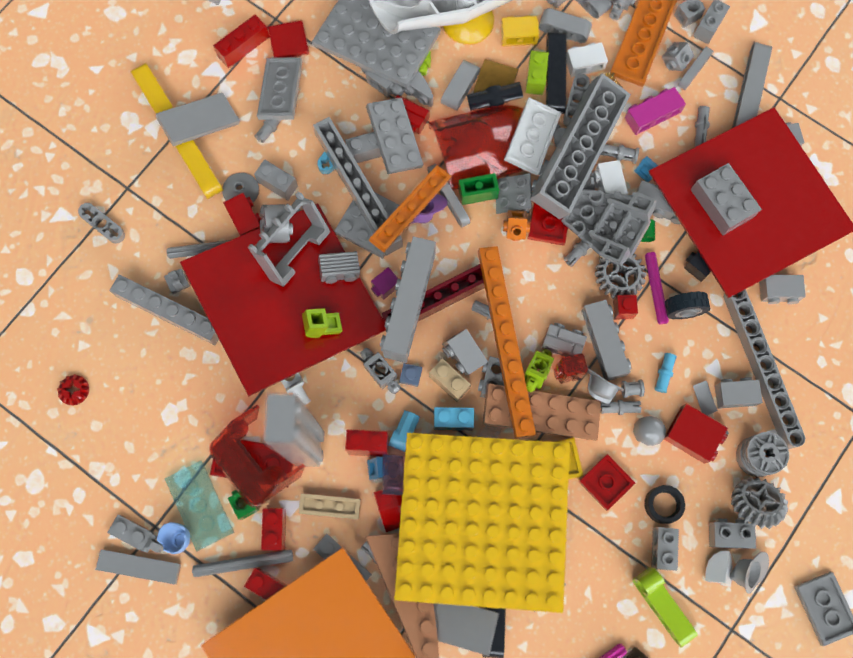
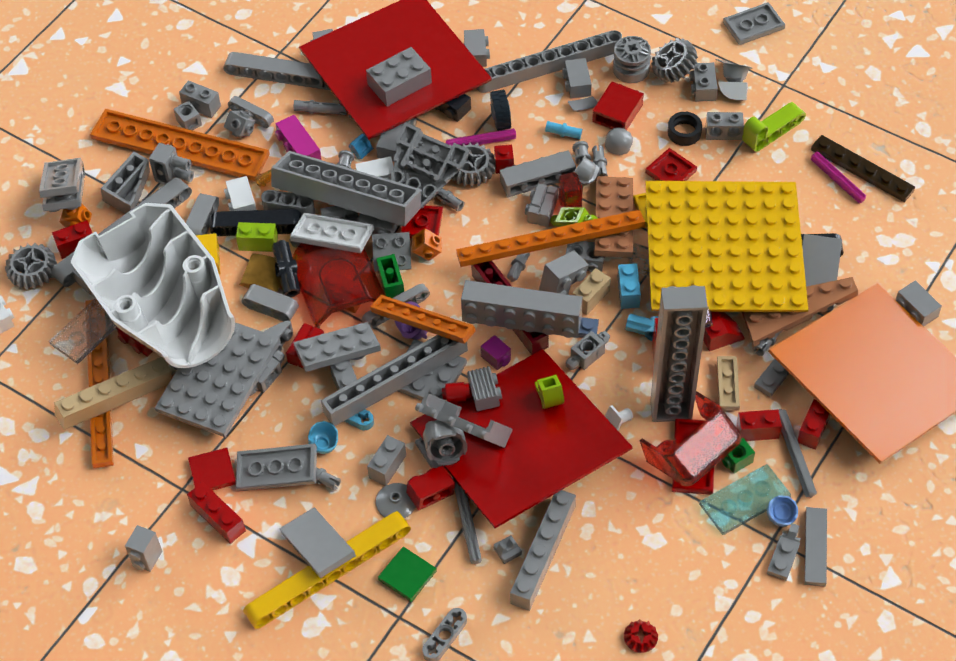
camera: 90 degrees left, 20 degrees down
(164, 195) = (407, 574): none -> green tile
(303, 126) = (324, 436): none -> medium azure hair
(339, 241) = (456, 392): none -> red brick

